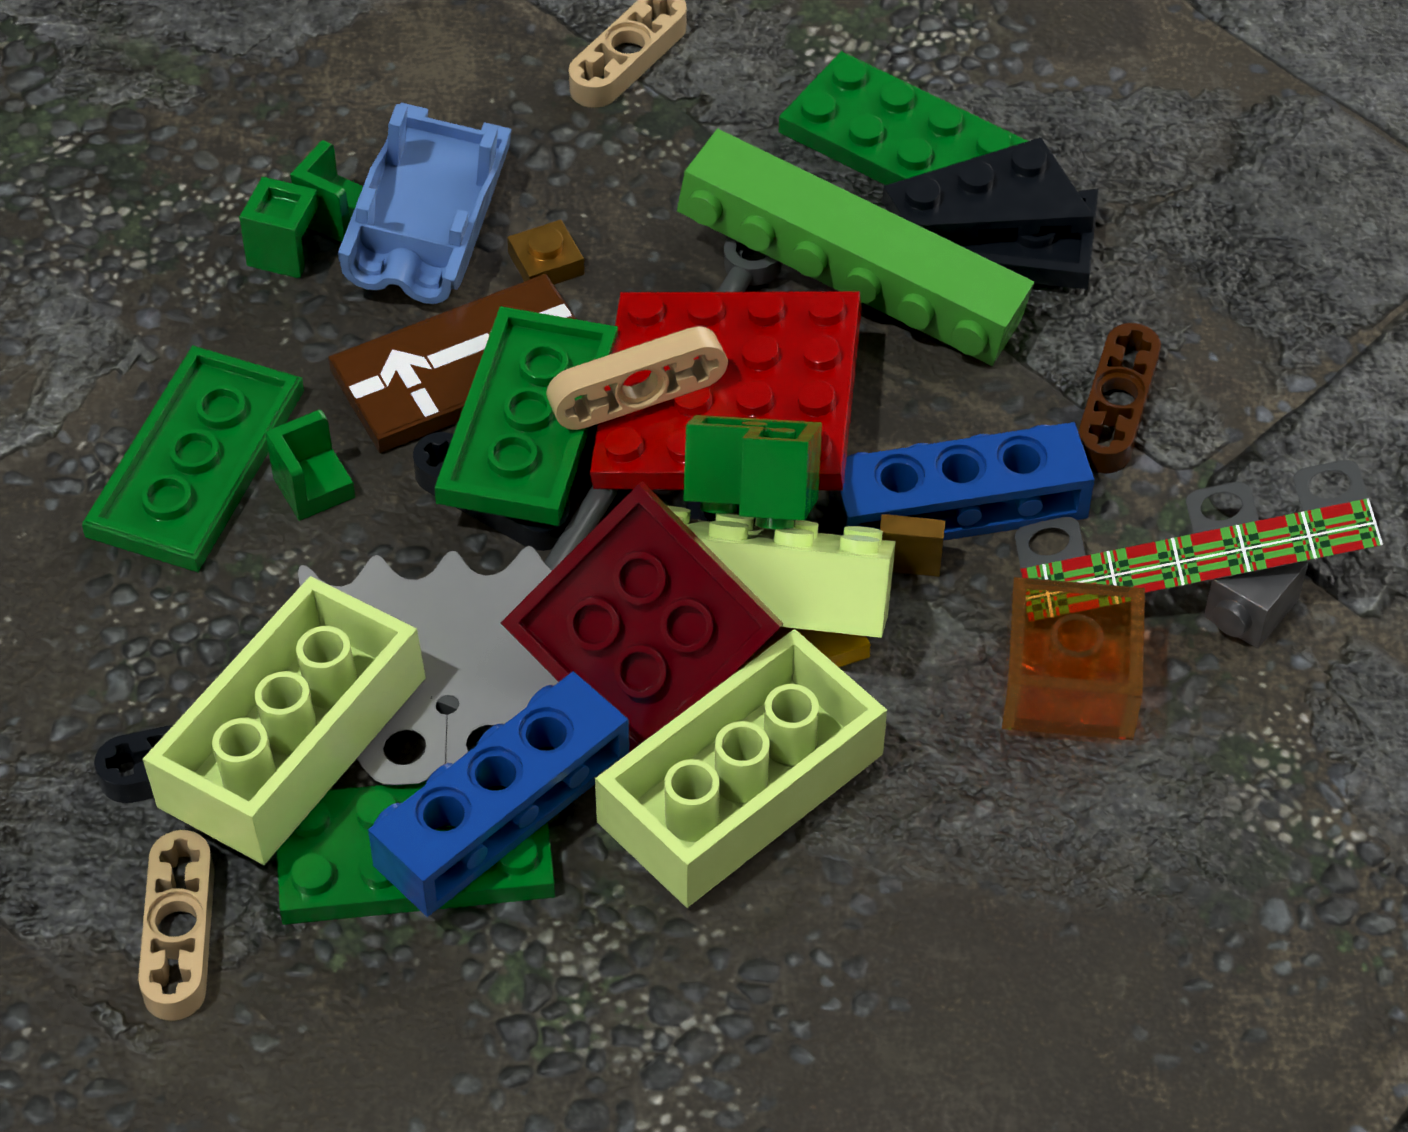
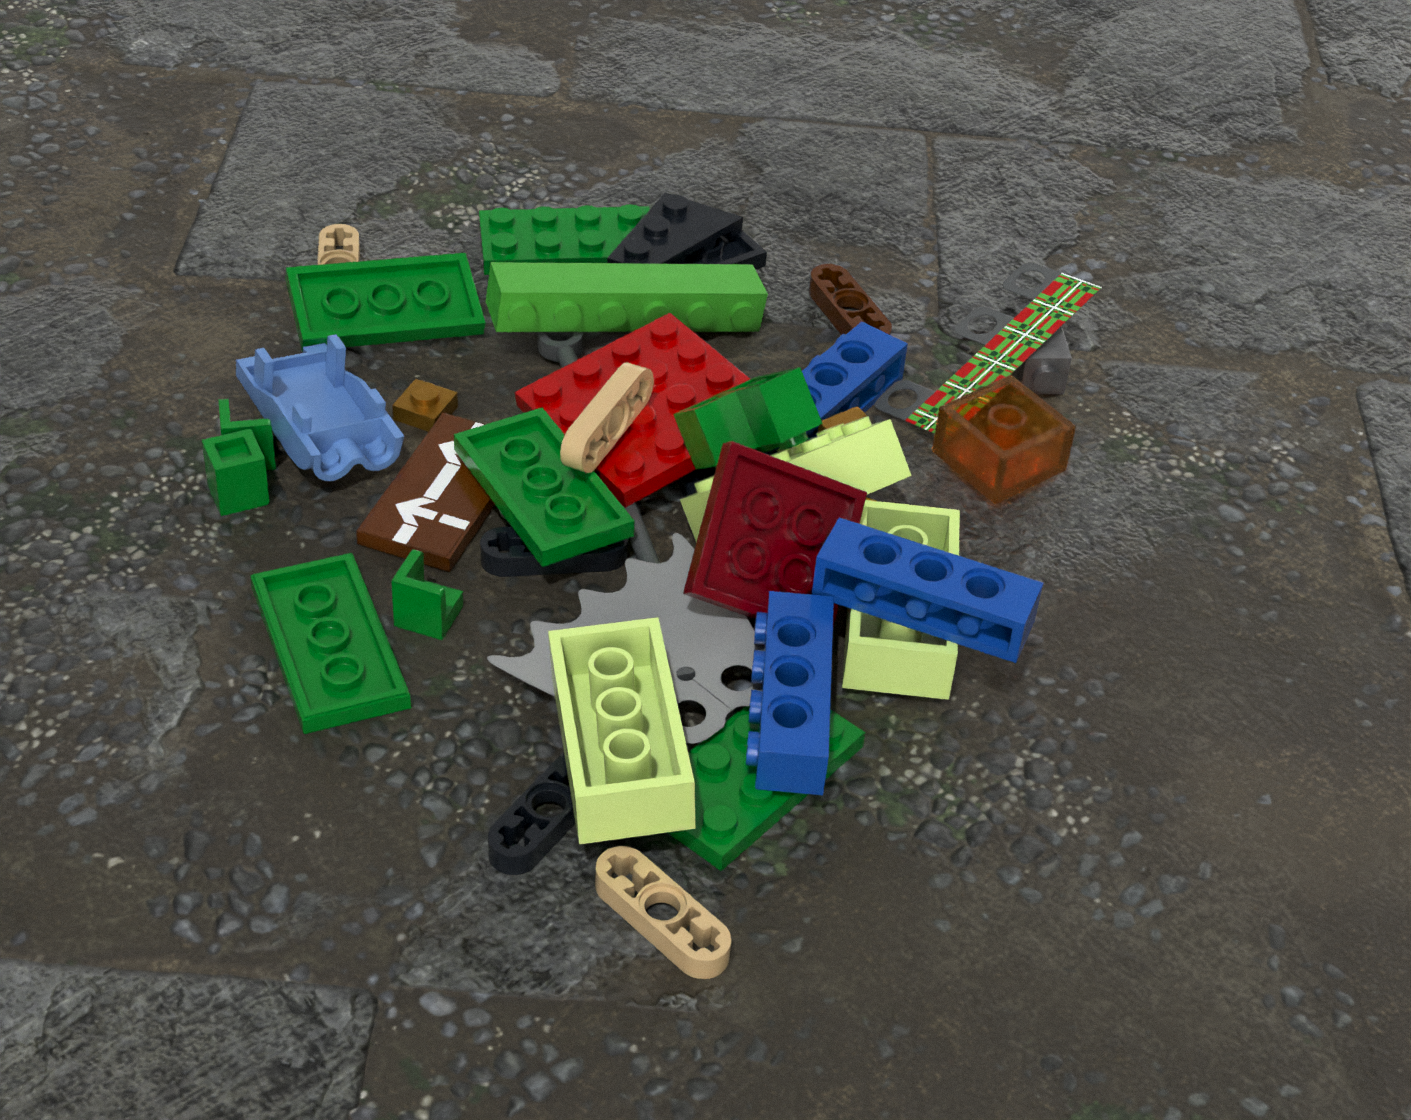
camera: 45 degrees left, 10 degrees down
(609, 109) = (385, 300): none -> green plate
(746, 862) = (927, 589): none -> blue brick

